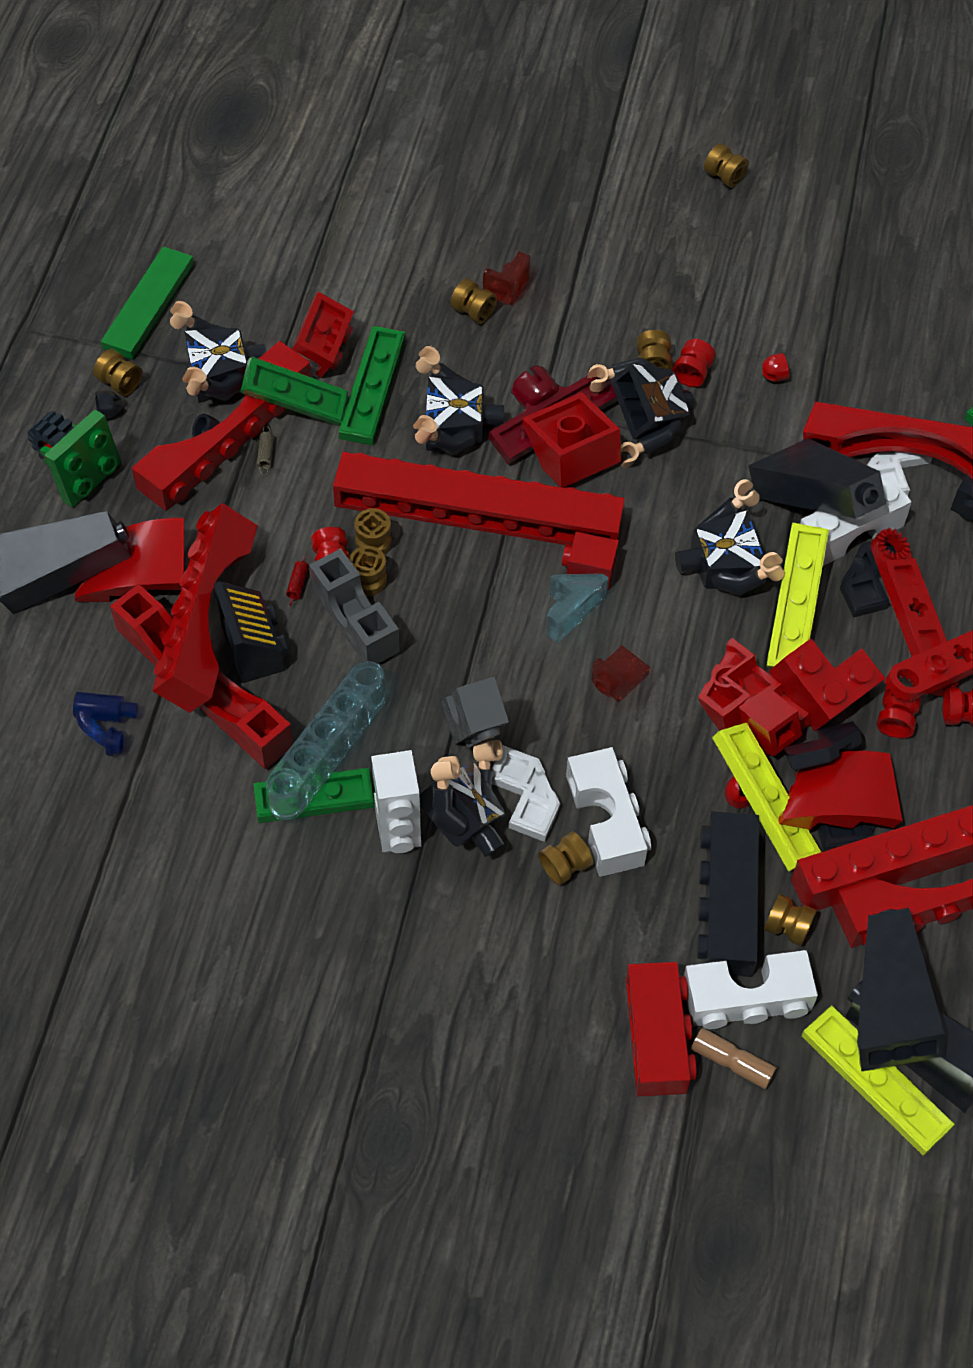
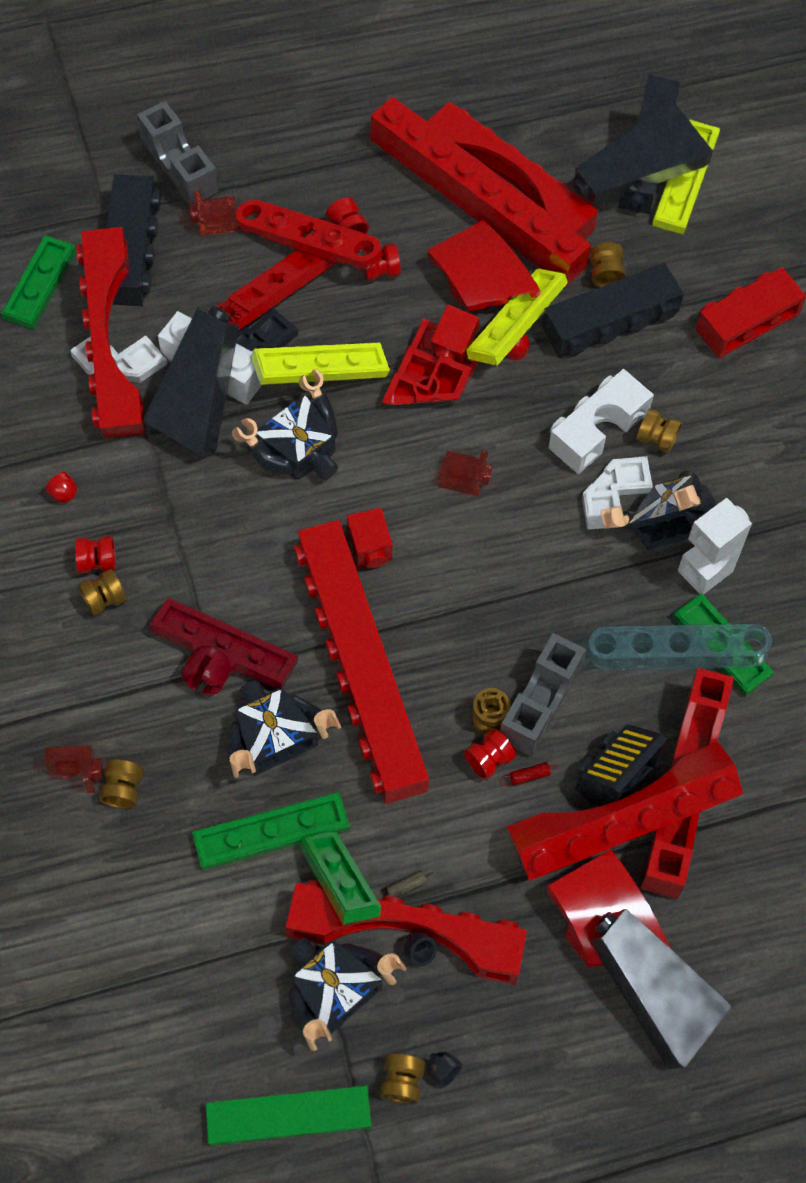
camera: 120 degrees left, 5 degrees up
(75, 454) = (534, 1047): green plate -> none
(103, 707) = (760, 855): clear blue plant -> none
(323, 332) = (248, 893): red bracket -> none
(373, 529) = (445, 736): pearl gold wheel -> none
(475, 712) = (606, 517): dark grey arch -> none
(573, 439) = (250, 607): red slope -> none
(576, 598) = (414, 527): clear light blue slope -> none
(649, 401) = (174, 560): black torso -> none
(717, 999) = (667, 245): white arch -> none
(730, 1056) = (734, 259): medium nougat piece -> none
(819, 686) = (392, 309): red brick -> none
(826, 747) = (463, 286): black tile -> none

